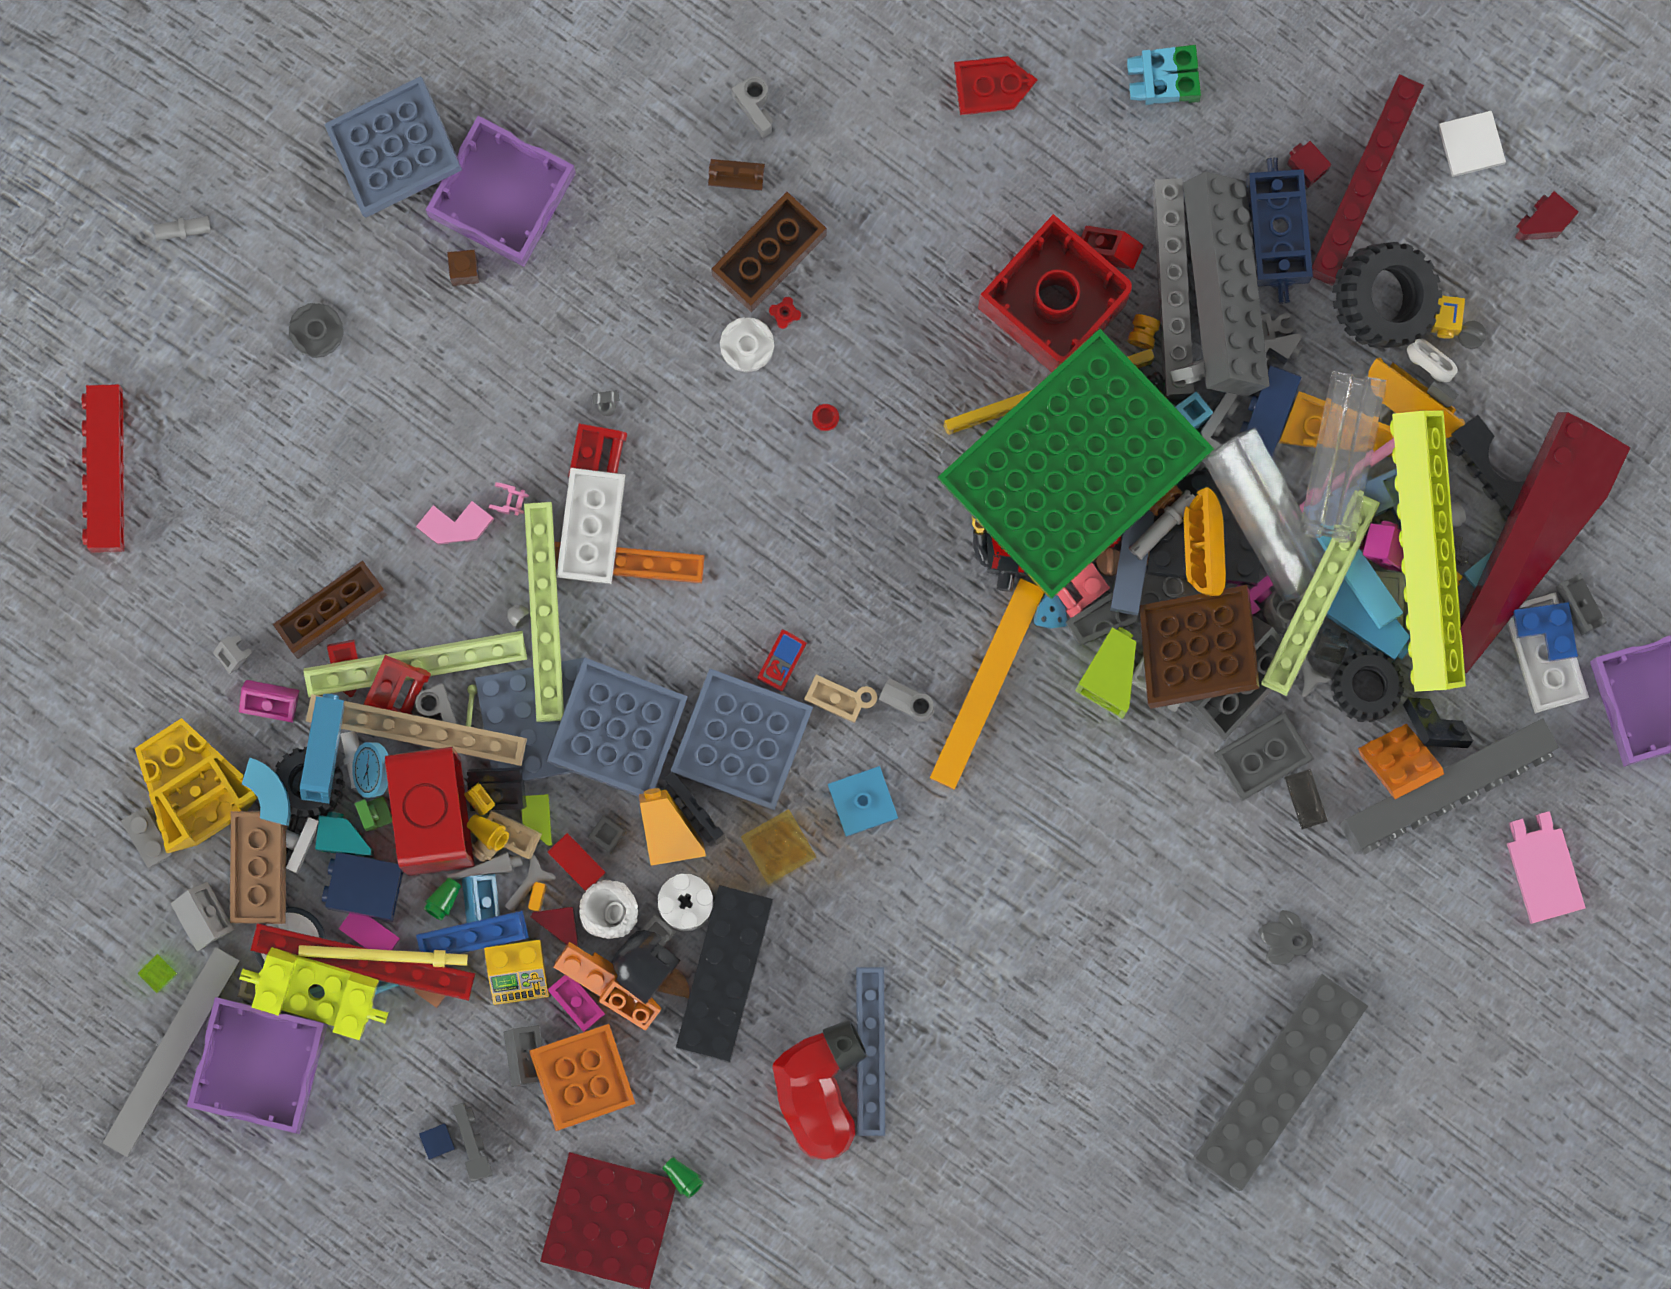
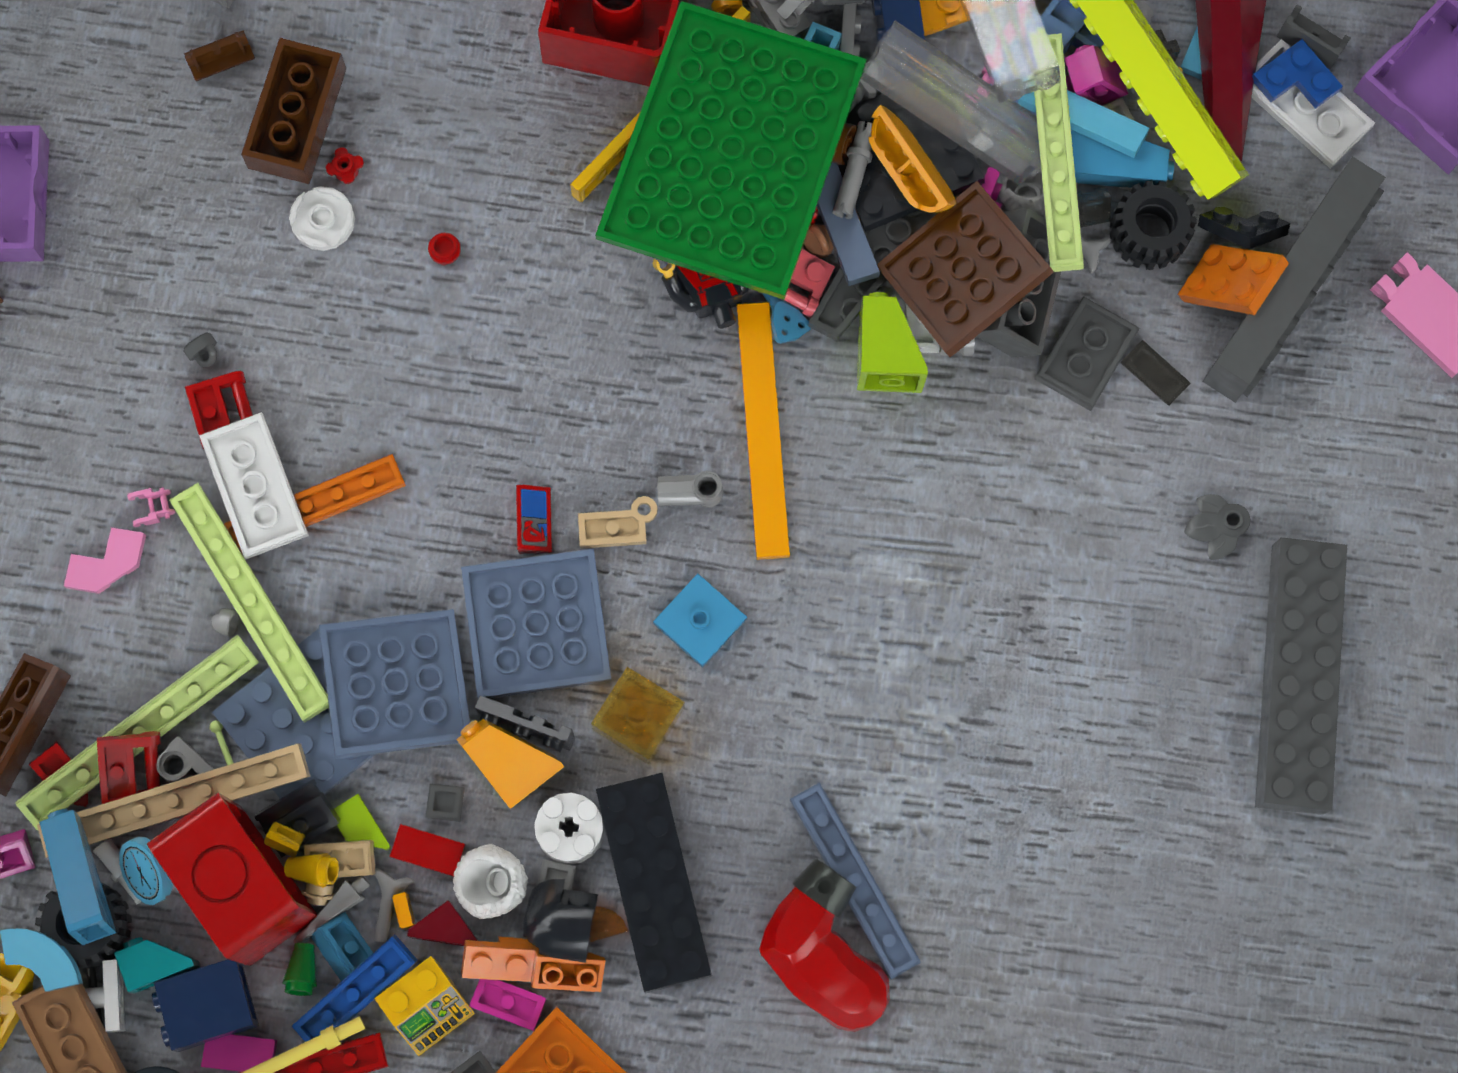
camera: 30 degrees left, 5 degrees down
(374, 813) = (174, 919): bright green bracket -> none

